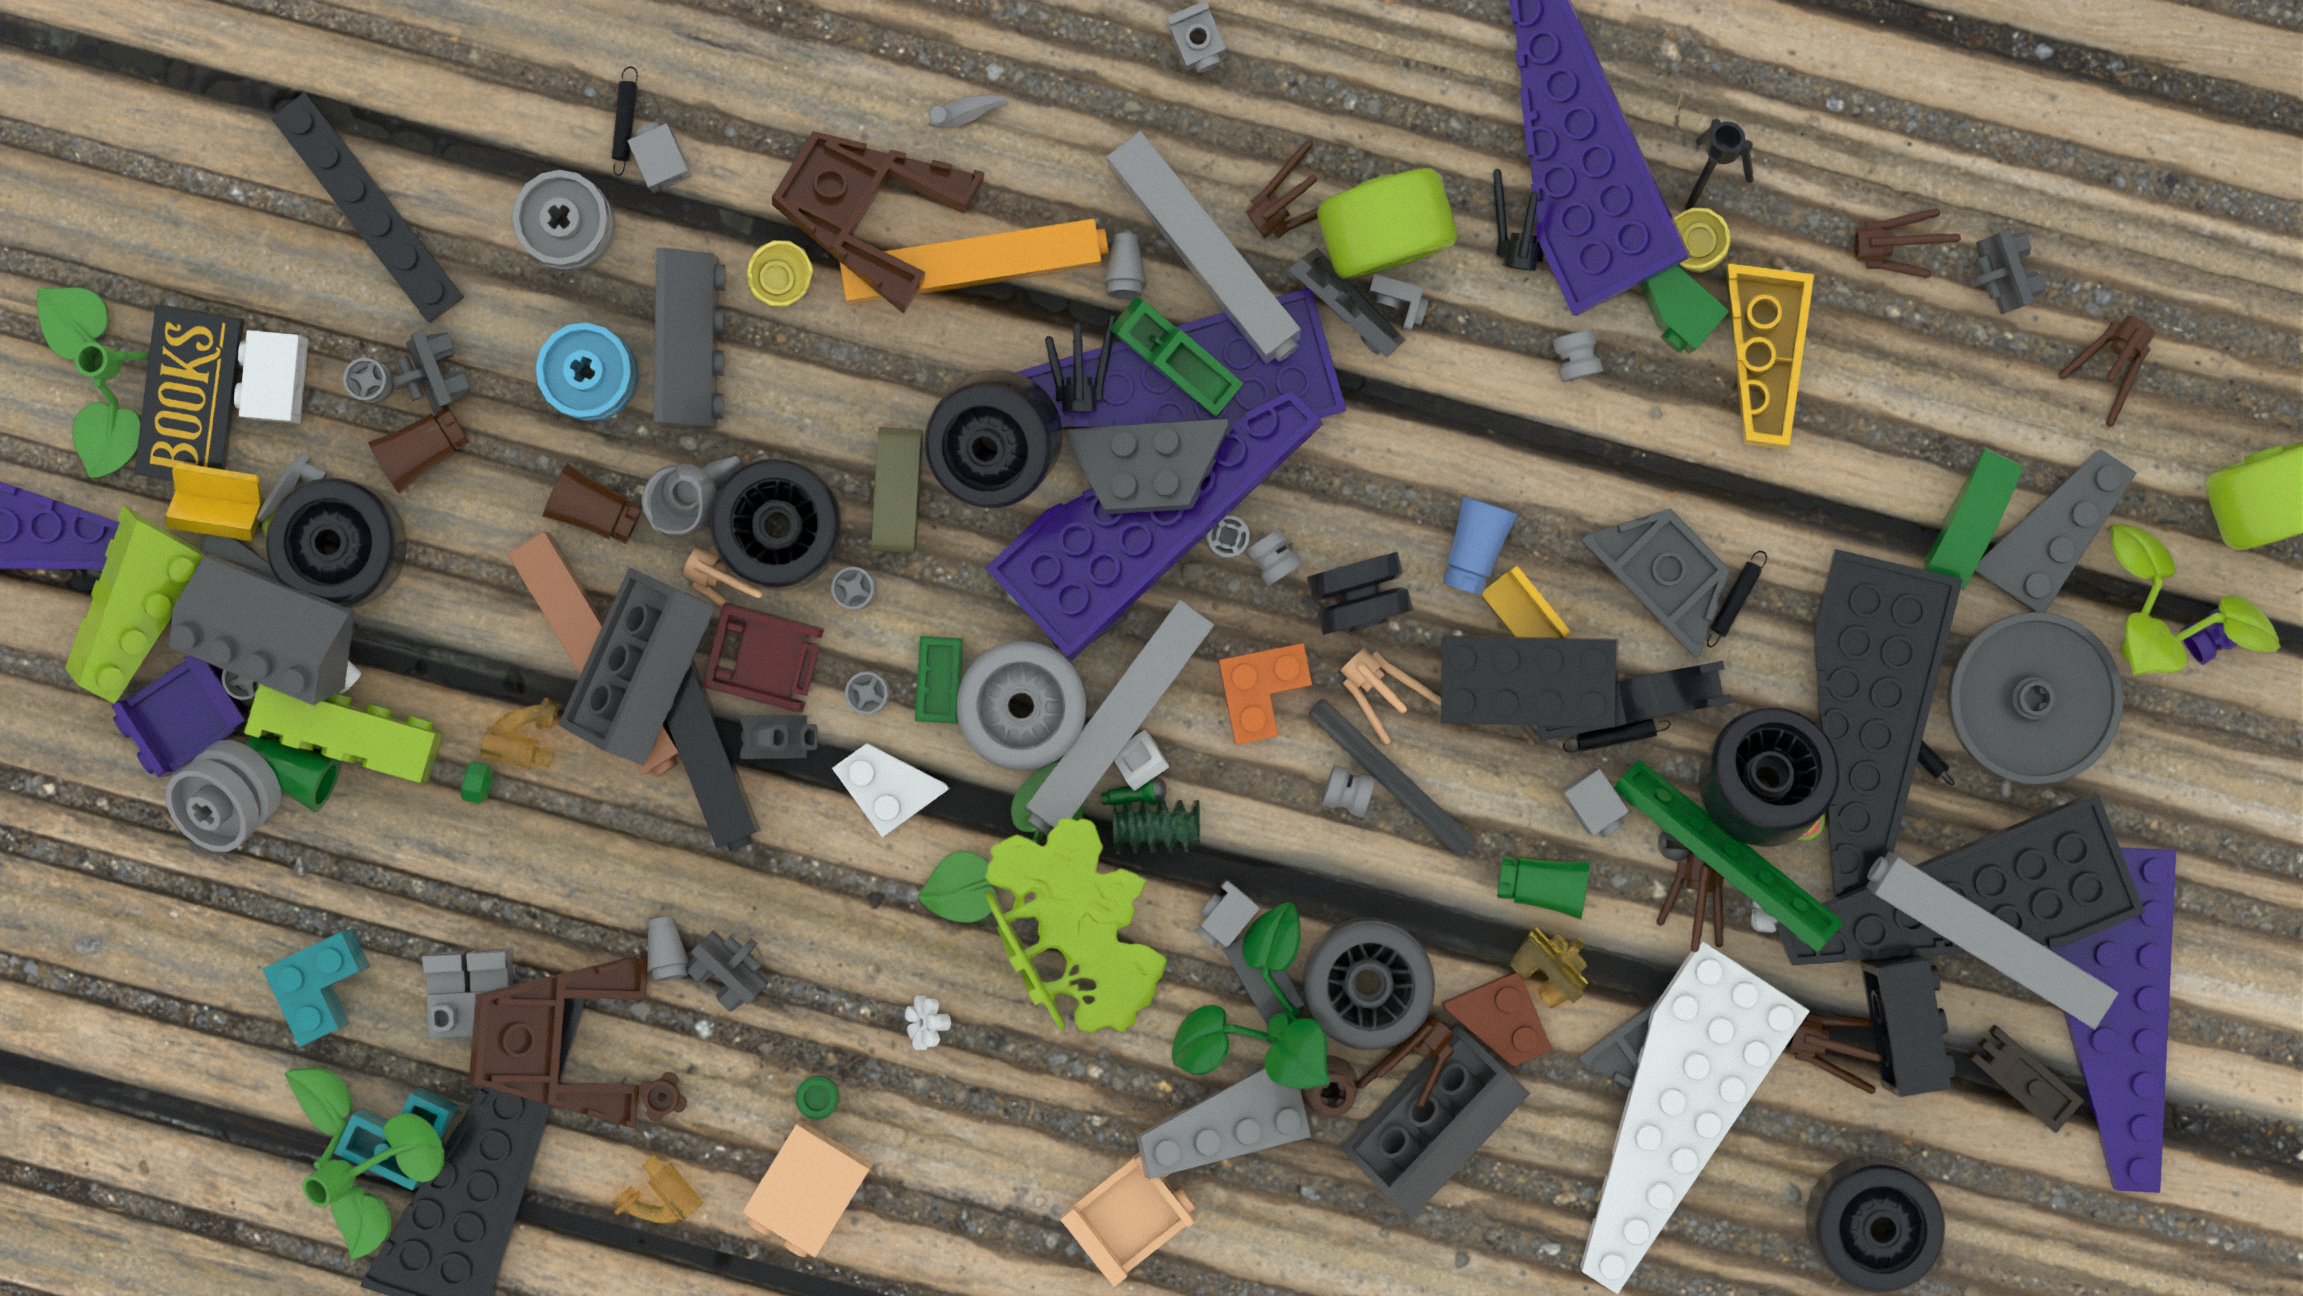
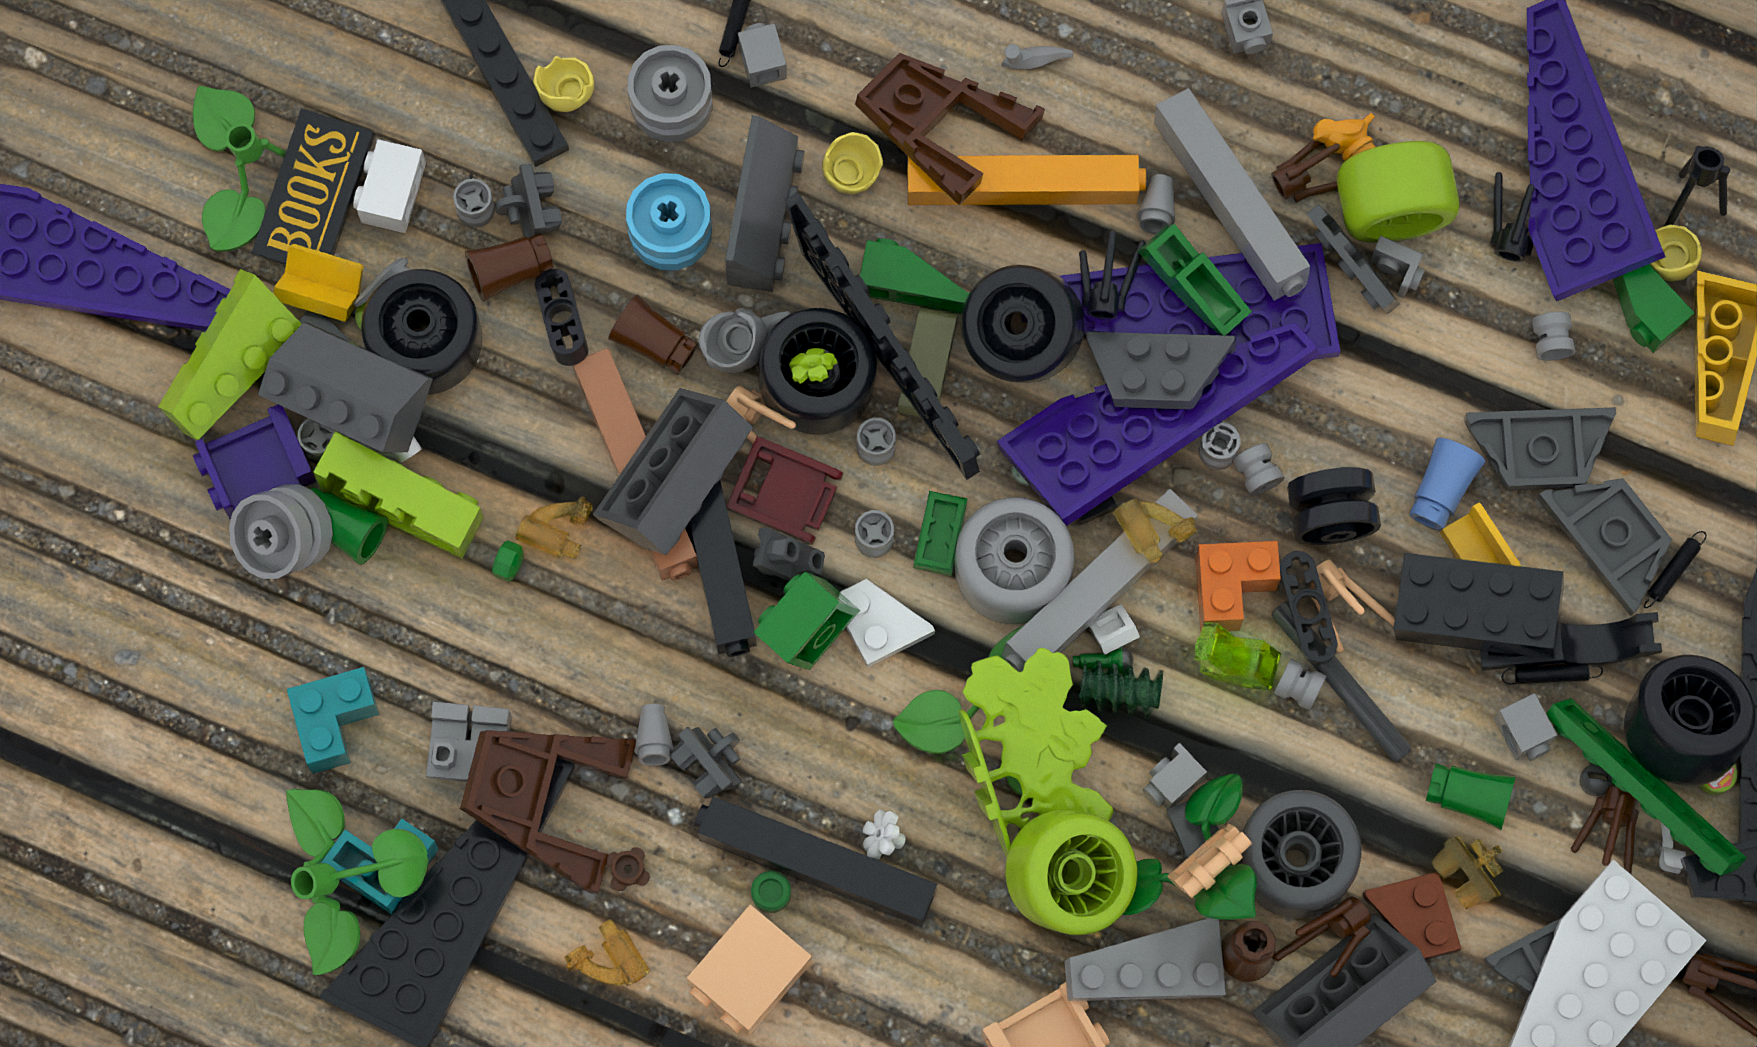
camera: 10 degrees right, 15 degrees down
(444, 226) = (564, 84): none -> light yellow hair
(501, 512) = (571, 327): none -> black beam
(768, 527) = (812, 365): none -> lime plant
(806, 810) = (805, 620): none -> green brick
(838, 478) = (853, 298): none -> black wing
(850, 394) = (904, 278): none -> green slope
(858, 1061) = (815, 861): none -> black brick
(1130, 1043) = (1098, 876): none -> lime wheel
(1153, 658) = (1135, 522): none -> clear yellow plant
(1274, 1016) = (1210, 860): none -> light nougat plate
(1276, 775) = (1236, 659): none -> clear neon green brick
(1324, 157) = (1348, 133): none -> light orange animal
(1368, 734) = (1290, 582): none -> black beam
(1578, 482) = (1541, 445): none -> dark grey wing

